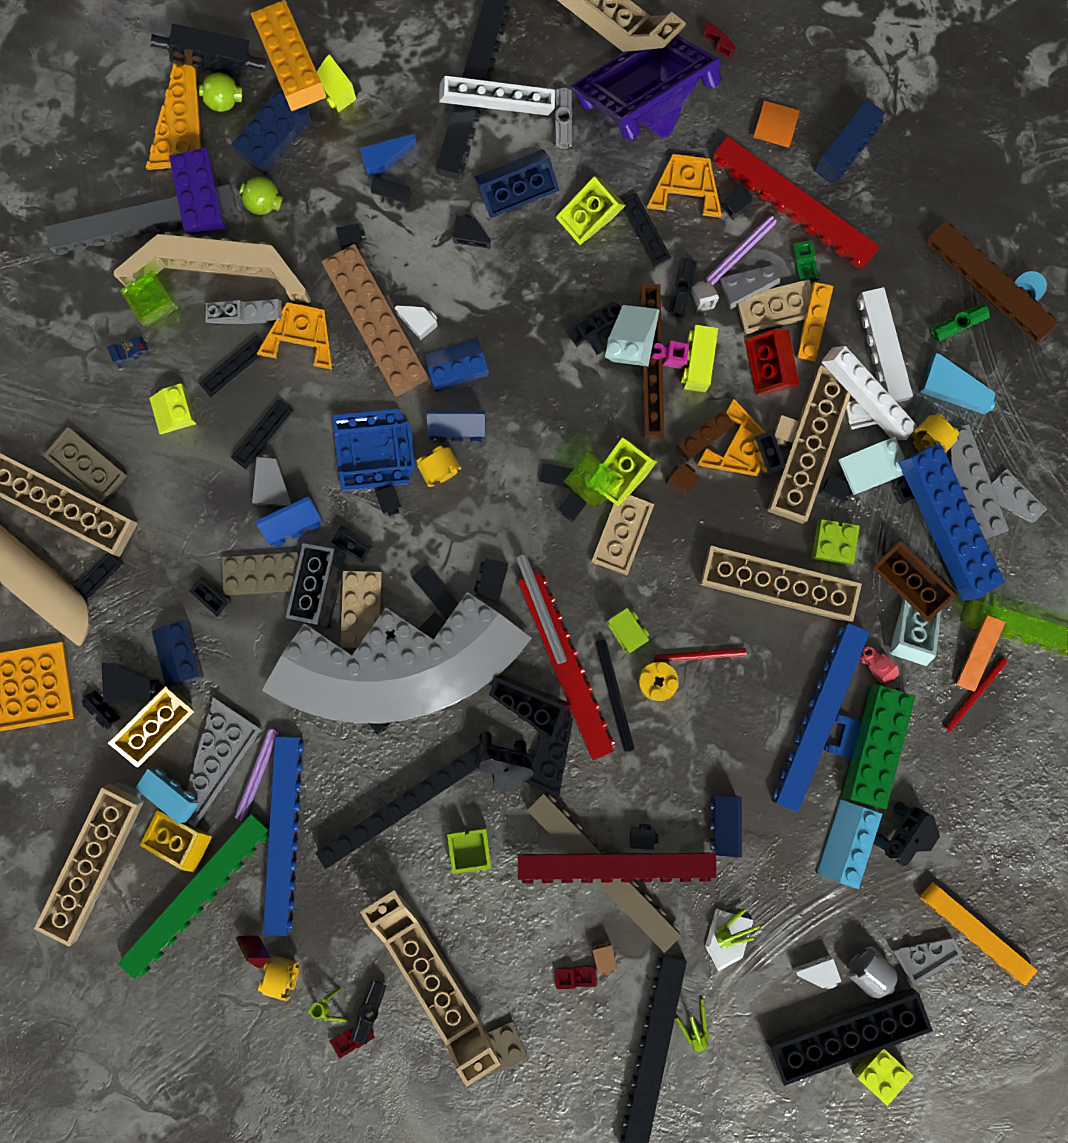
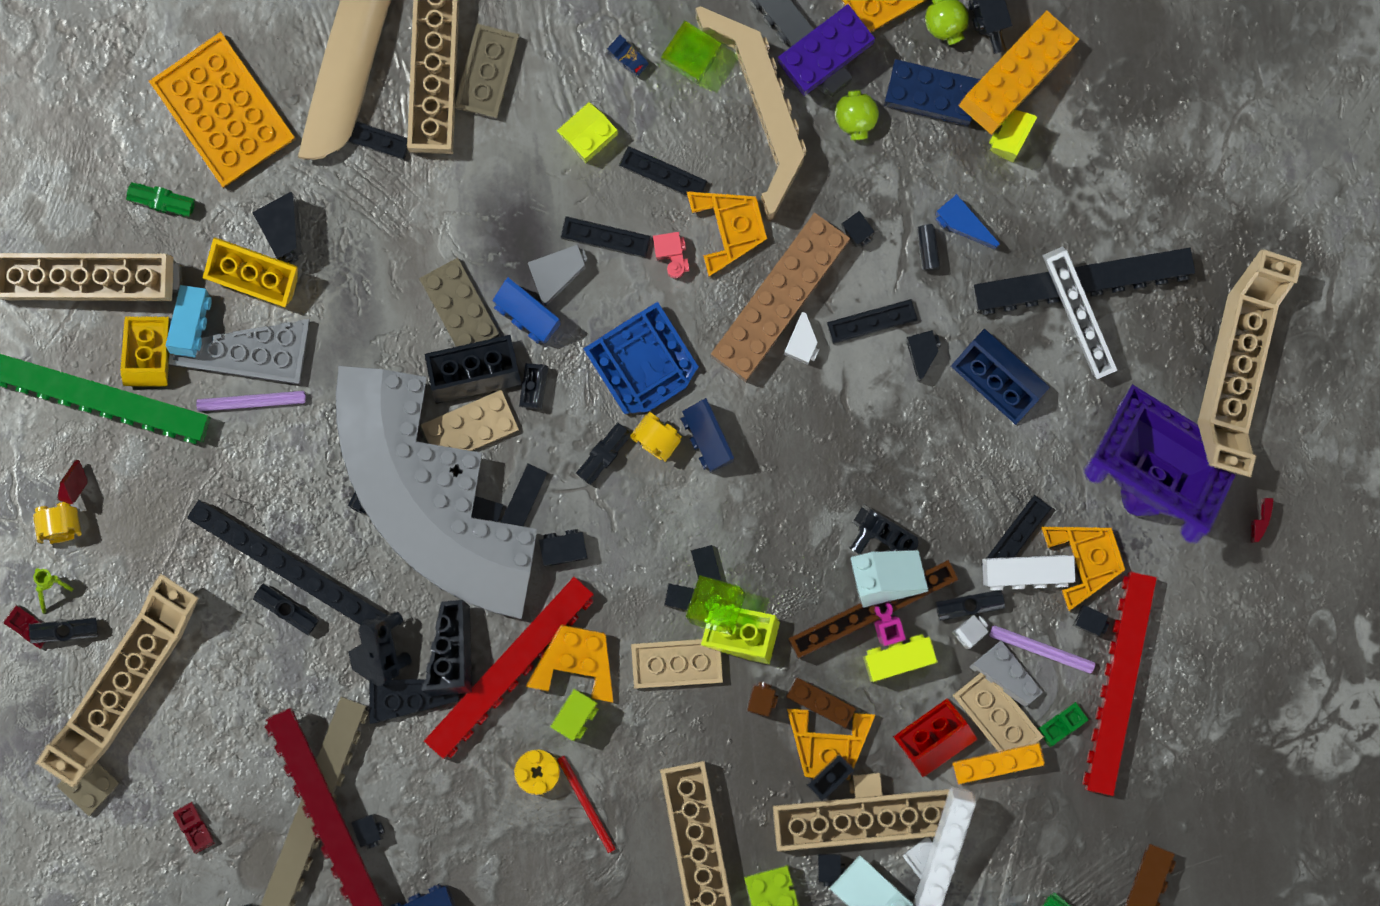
camera: 70 degrees right, 0 degrees up
(59, 772) = (160, 199): none -> green piece
(106, 715) = (240, 219): black hinge -> none
(177, 653) = (337, 260): dark blue slope -> none
(210, 596) = (410, 265): black brick -> none
(243, 312) = (725, 156): light grey slope -> none
(283, 836) = (201, 457): blue brick -> none
(295, 386) = (671, 247): none -> coral brick
(389, 501) = (595, 403): black brick -> none
(427, 261) = (872, 321): none -> black tile
(432, 514) = (603, 453): none -> black piece
(446, 815) = (273, 601): none -> black piece
(456, 365) = (774, 404): blue slope -> none
(469, 850) = (273, 657): lime piece -> none
(541, 609) = (555, 614): light grey axle -> none
(563, 107) = (1082, 399): light grey piece -> none
(578, 607) = (576, 652): none -> light orange wing
(590, 210) = (1008, 468): neon yellow slope -> none
(604, 958) = (226, 848): medium nougat brick -> none
(615, 695) = (502, 734): black axle -> none
(677, 229) = (1028, 570): none -> white brick
(776, 124) = (1199, 624): orange slope -> none
(850, 142) = (1213, 711): dark blue brick -> none
(884, 344) = (1009, 850): white brick -> none

